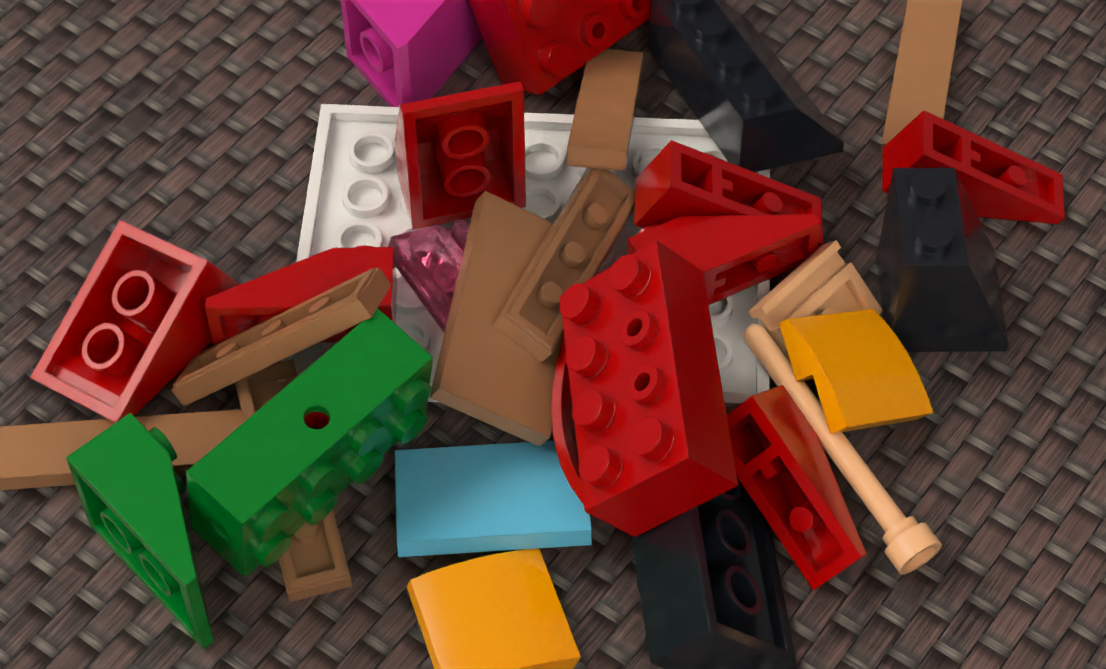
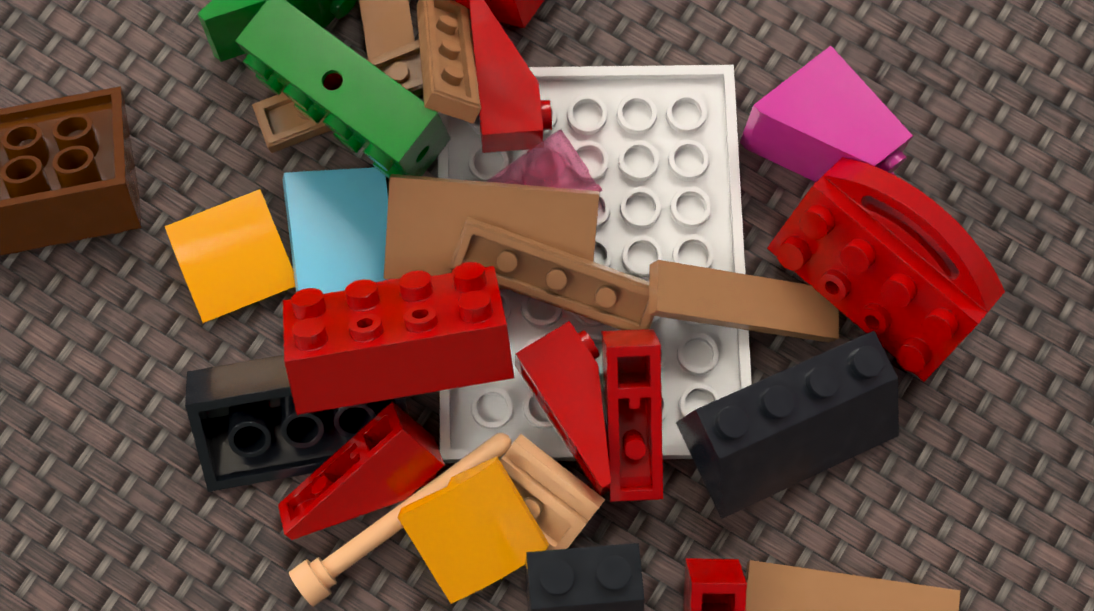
camera: 80 degrees right, 20 degrees up
(458, 149) = (646, 172): red slope -> none

